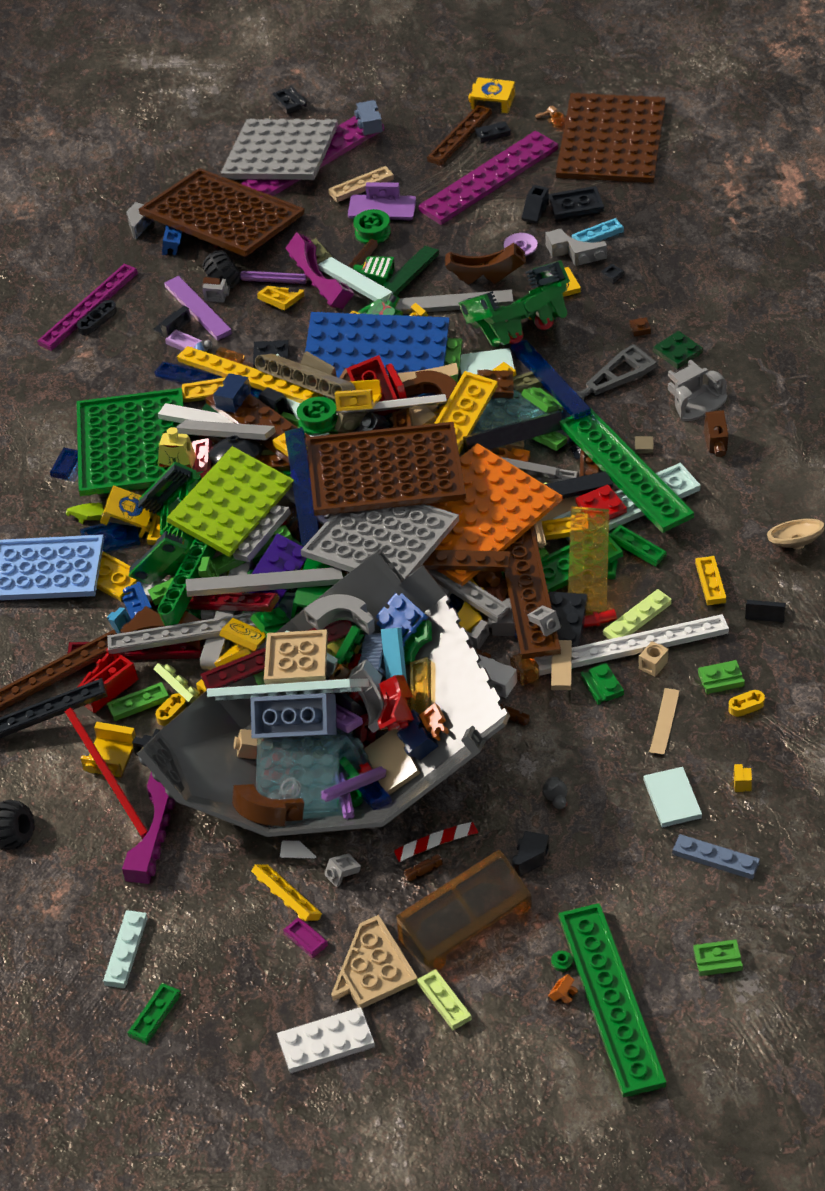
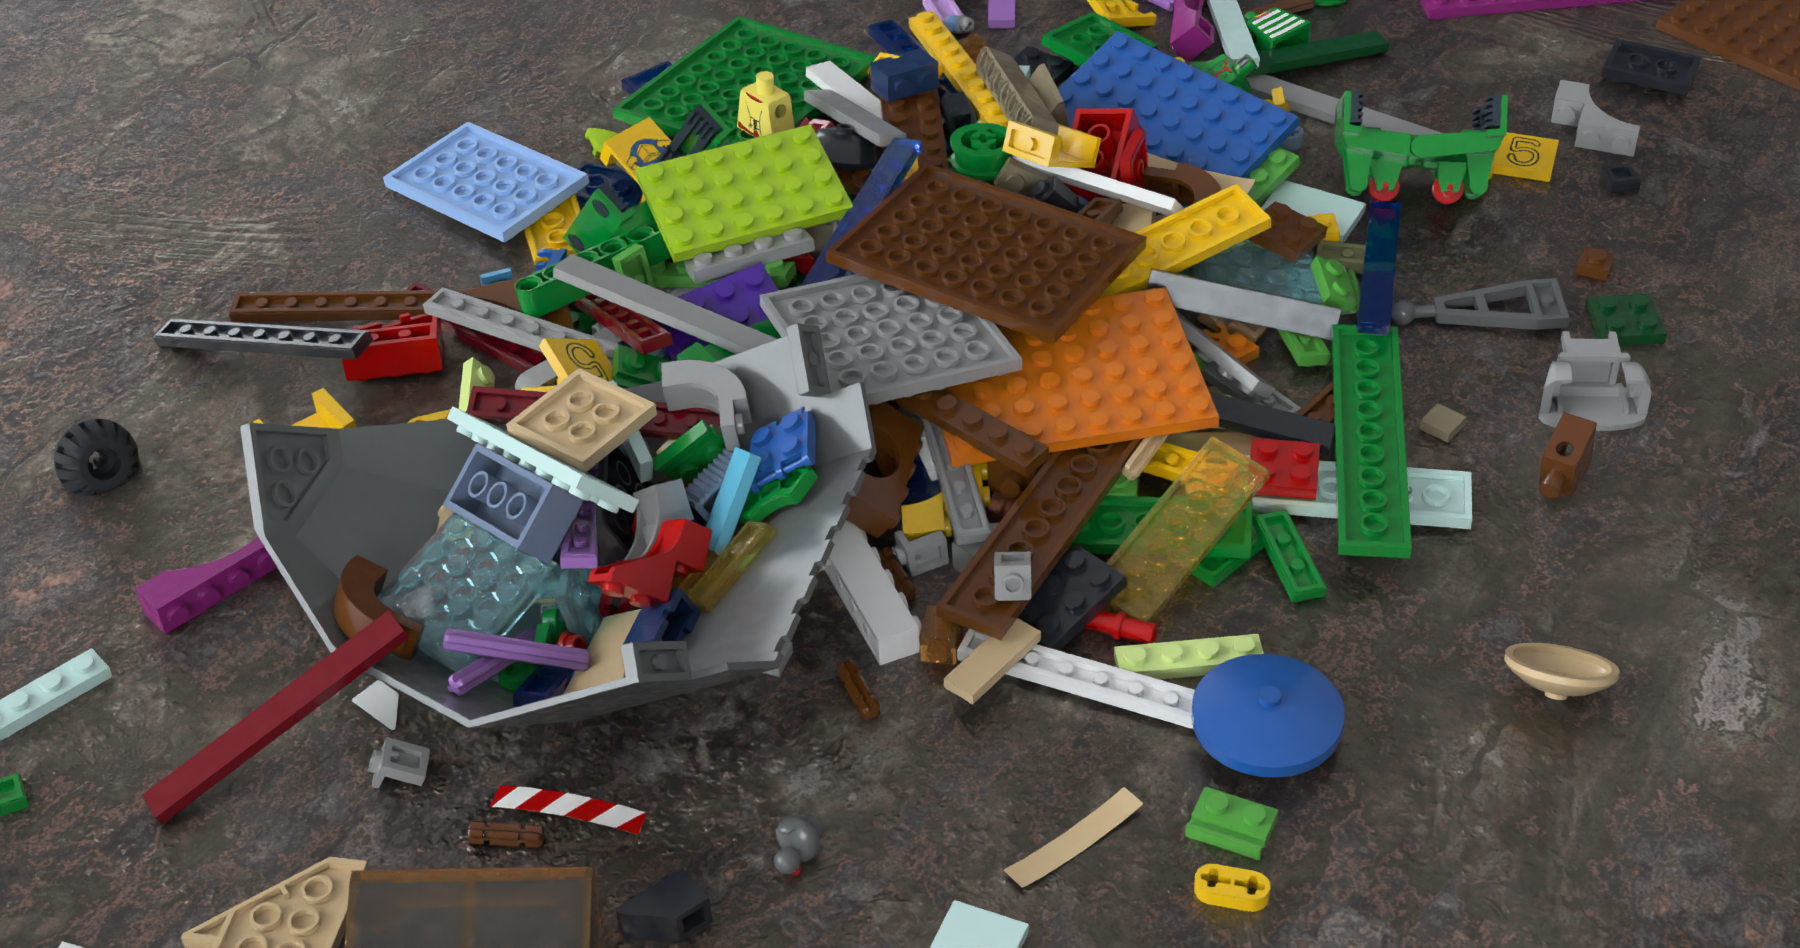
camera: 35 degrees right, 5 degrees down
(106, 772) = (266, 409): red tile -> none
(138, 701) = (408, 394): bright green plate -> none
(272, 880) = (274, 717): none -> dark red tile
(286, 892) = (294, 767): yellow plate -> none
(289, 322) = (1084, 36): none -> green plate
(305, 937) = (253, 832): magenta tile -> none
(433, 720) = (696, 619): orange plate -> none
(492, 266) = (1438, 89): reddish brown arch -> none
(524, 241) = (1513, 81): lavender dish -> none
(535, 204) = (1584, 42): black slope -> none
(599, 231) = (1654, 117): medium azure tile -> none
(602, 683) = (1036, 725): green plate -> none
(653, 658) = (1147, 731): tan brick -> none
(698, 621) = (1268, 715): none -> blue dish
(710, 580) = (1359, 662): yellow plate -> none
(765, 611) = (1402, 761): black panel -> none

